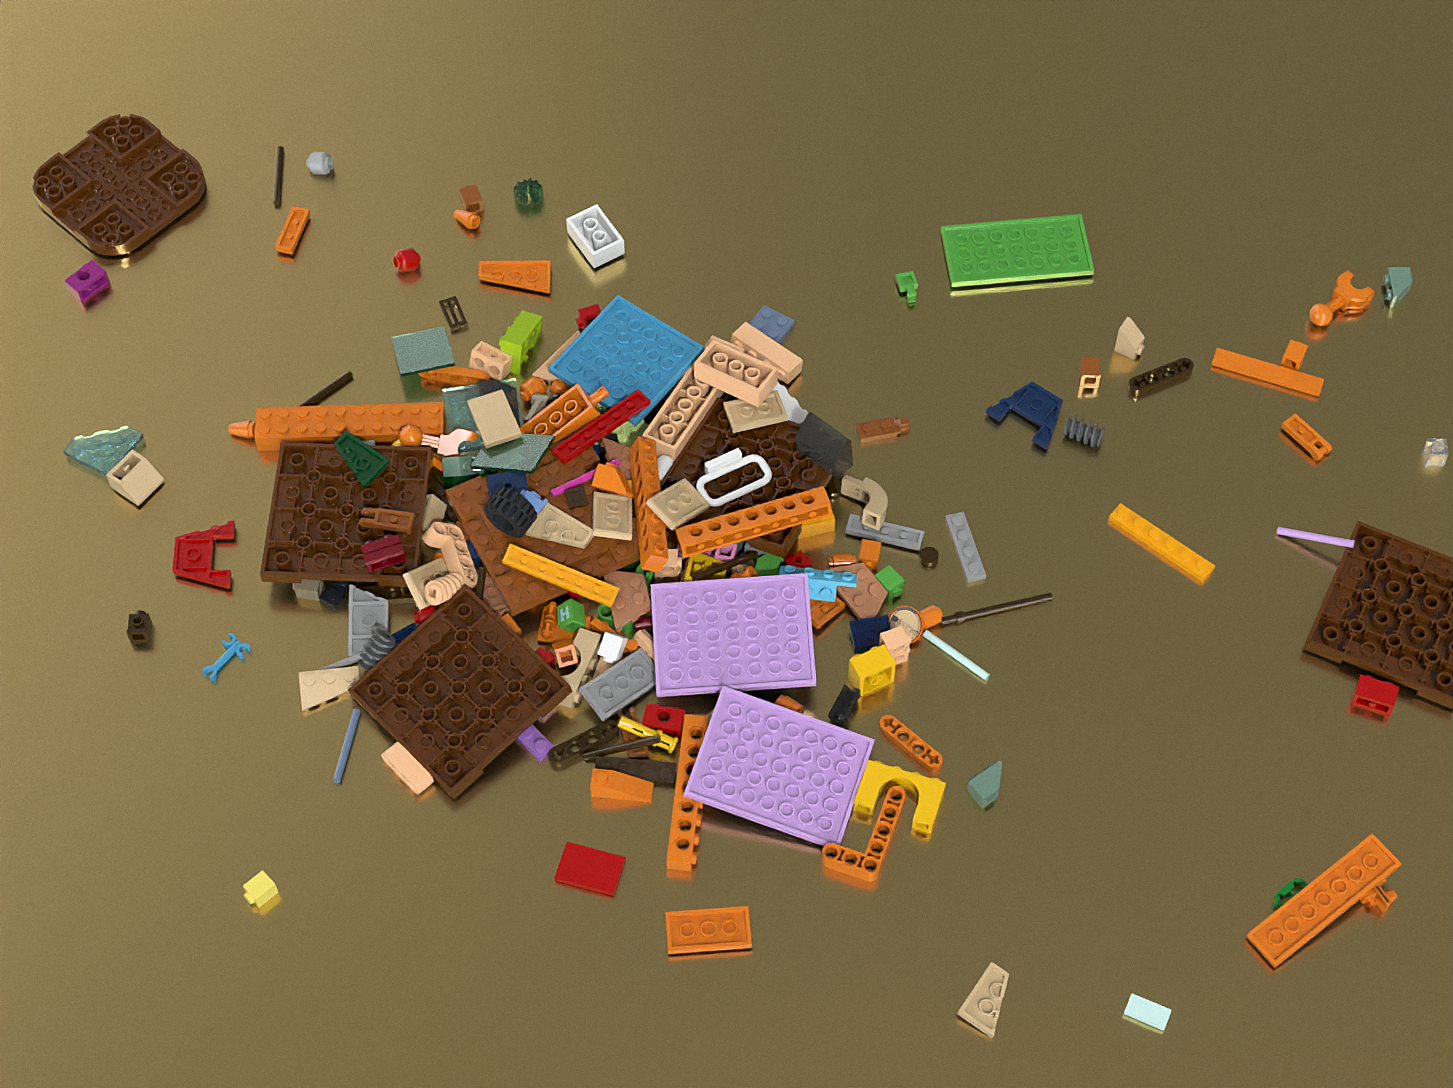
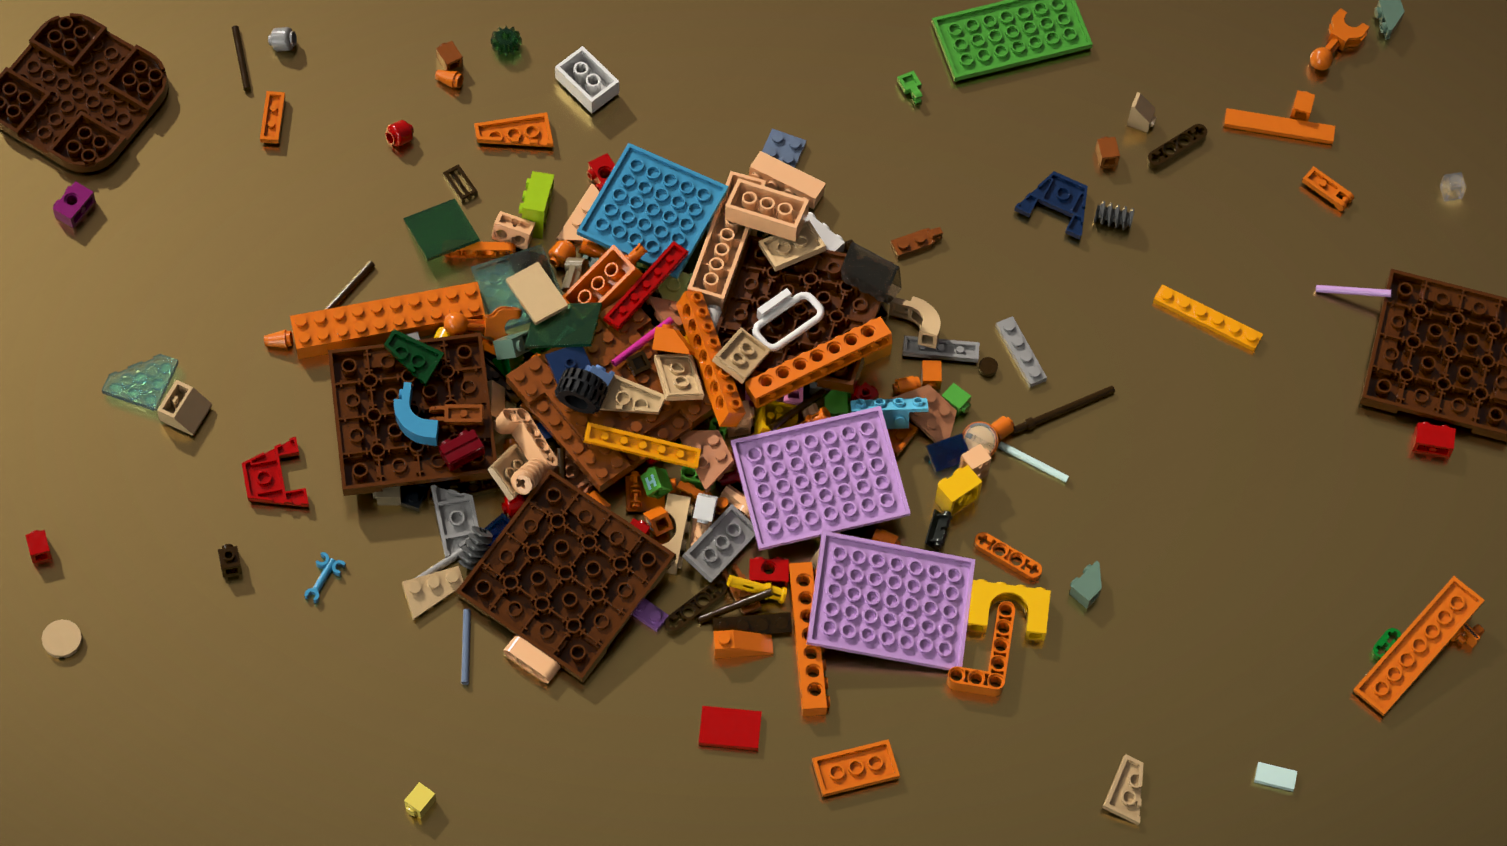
camera: 15 degrees left, 5 degrees up
(345, 527) = (416, 428): none -> dark azure arch

